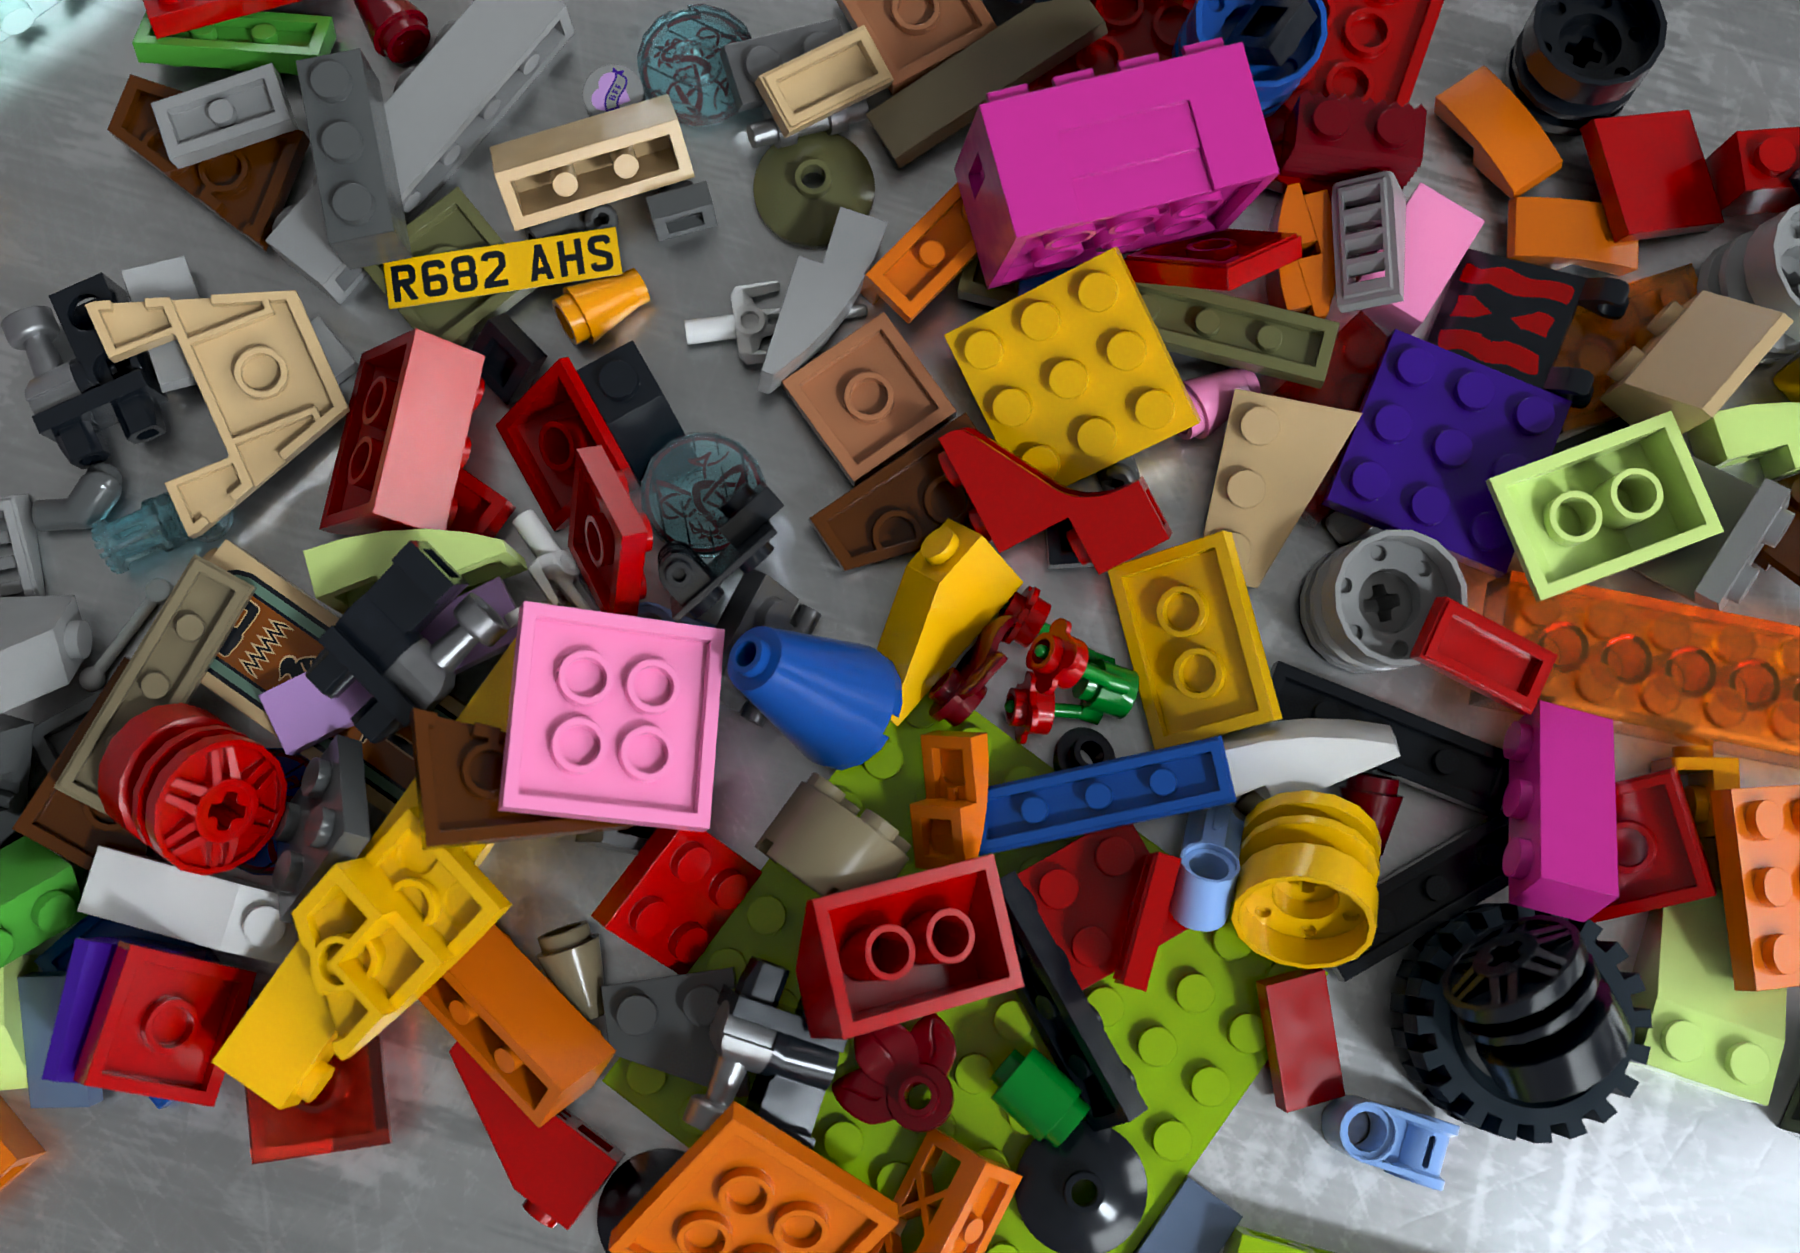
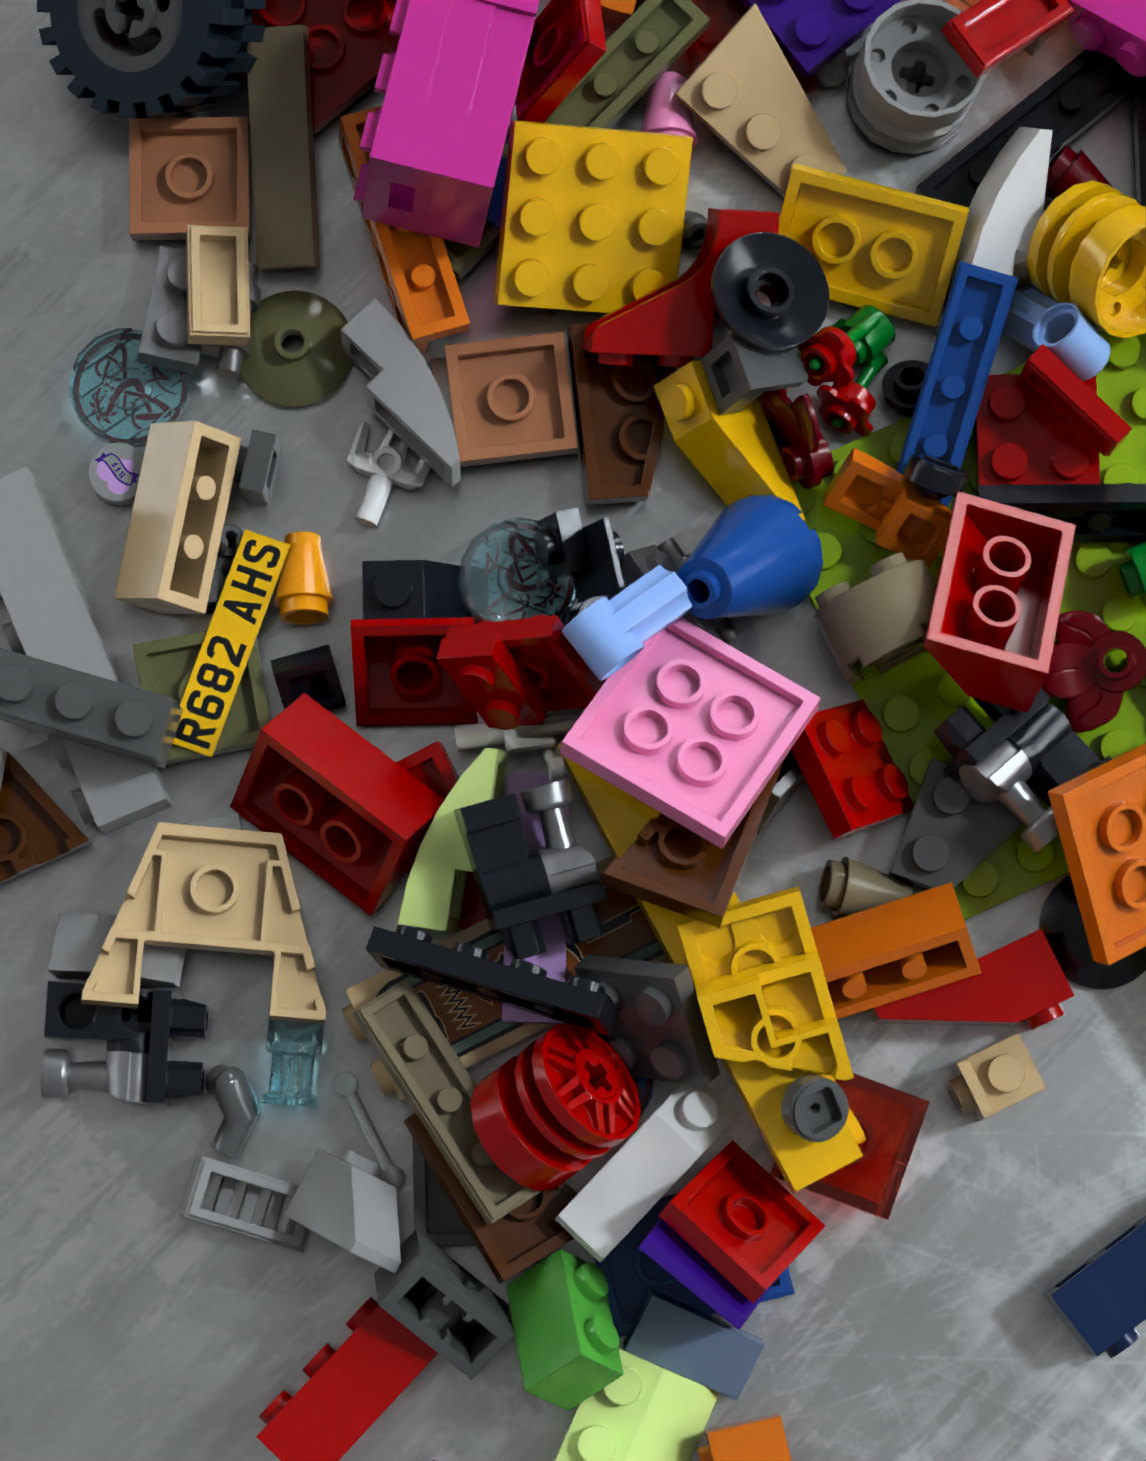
camera: 55 degrees left, 0 degrees up
(283, 688) = (470, 971): none -> black plate
(293, 1037) = (814, 1108): none -> dark grey tile
(460, 1191) = (995, 1078): none -> tan bracket
(572, 514) = (492, 681): none -> red plate
(662, 594) = (615, 629): none -> light blue piece
(999, 824) = (935, 477): none -> black tile
(1009, 595) = (744, 372): none -> dark grey panel
(1113, 575) = (786, 275): none -> black dish

